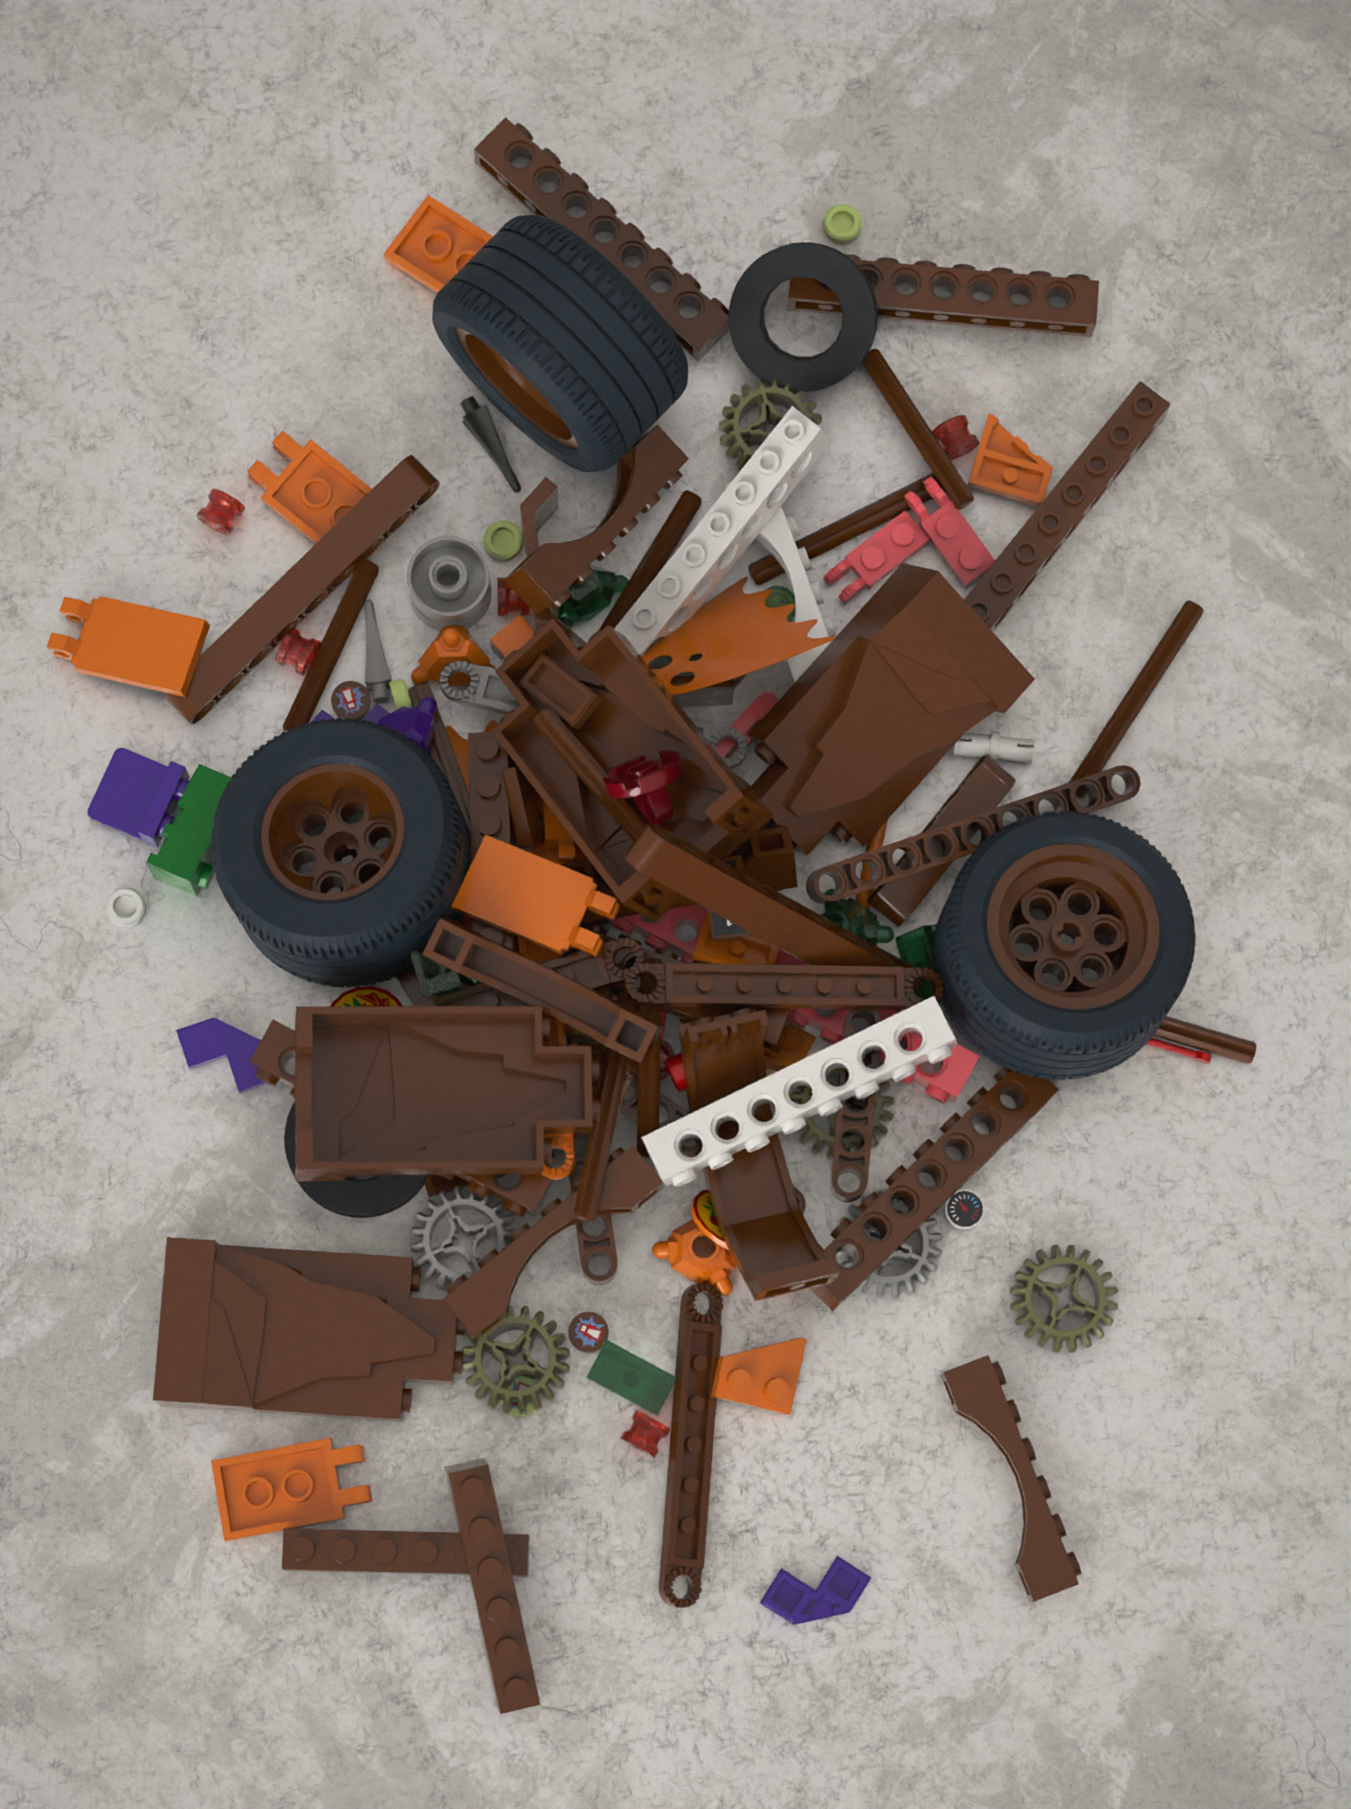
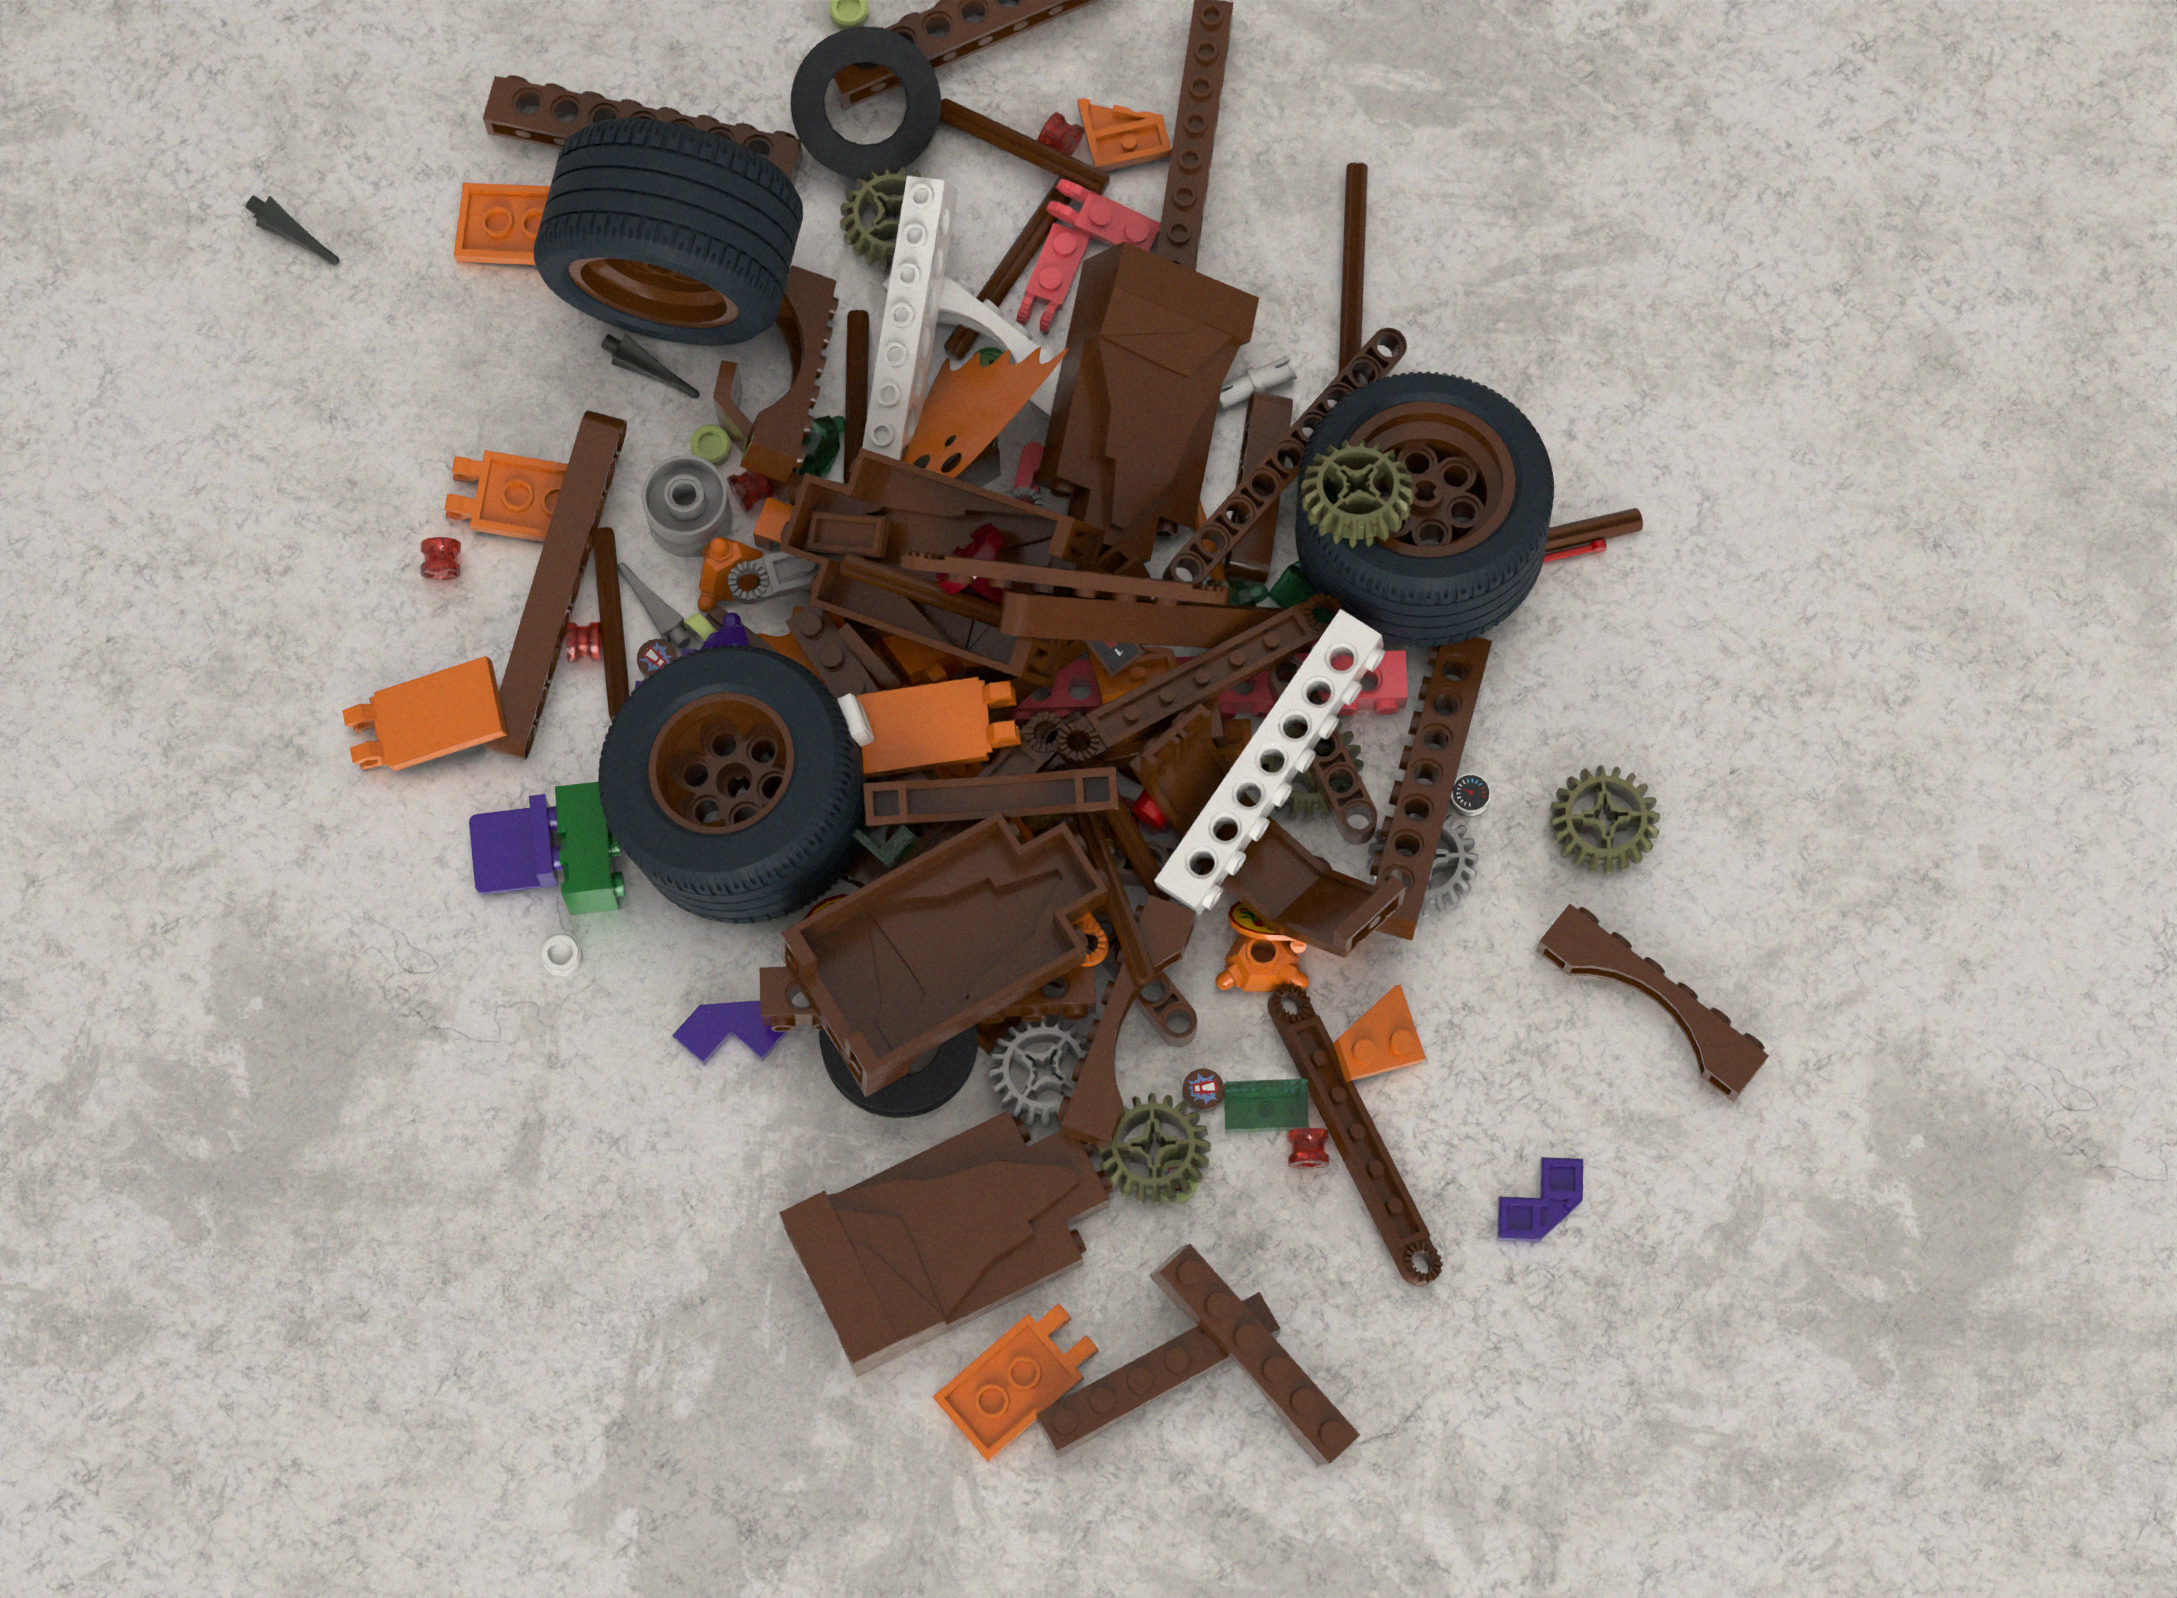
camera: 25 degrees left, 5 degrees down
(254, 139) = (276, 220): none -> pearl dark grey piece
(469, 857) = (856, 719): none -> white tile
(694, 831) = (1046, 578): none -> reddish brown plate
(973, 919) = (1358, 513): none -> olive gear

